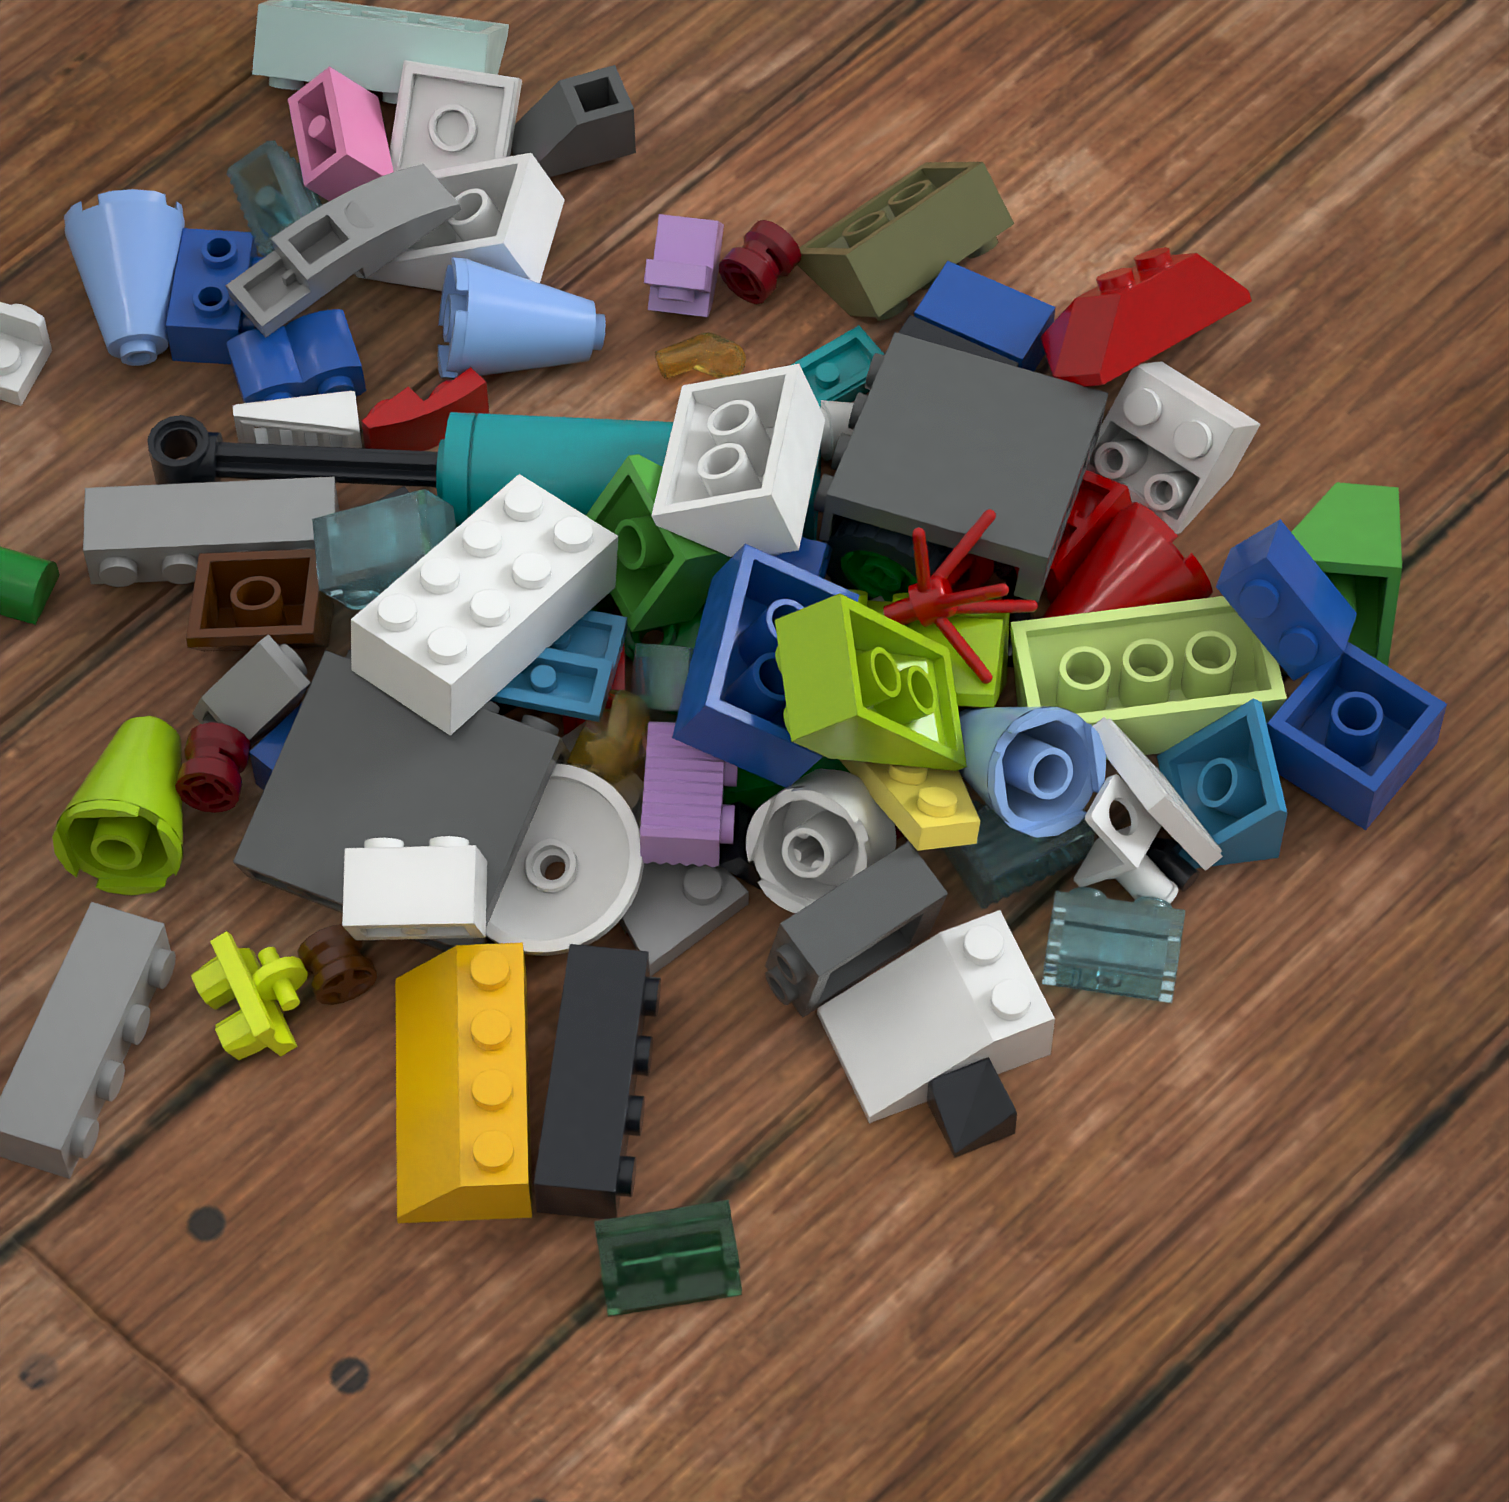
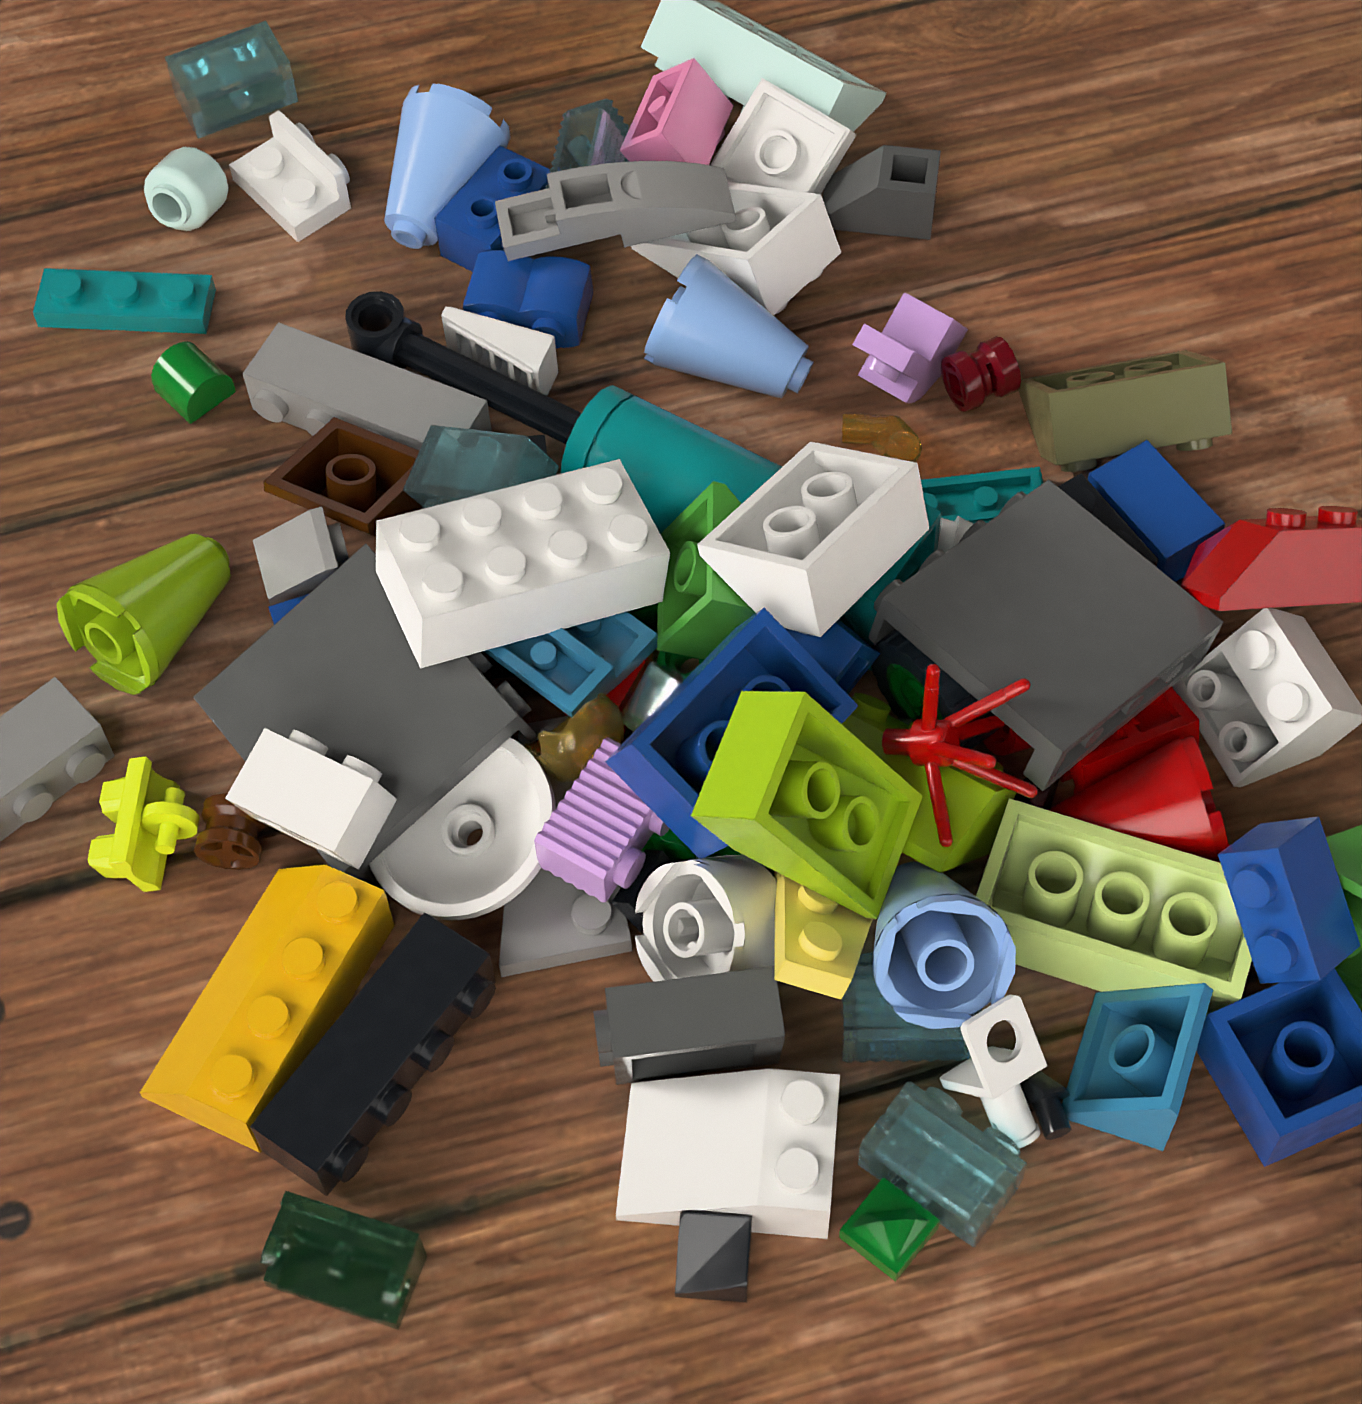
camera: 30 degrees right, 0 degrees up
(209, 777) = (228, 606): dark red wheel -> none
(417, 424) = (579, 378): red slope -> none
(1098, 1019) = (889, 1228): none -> green tile
(1157, 794) = (1057, 1032): white tile -> none

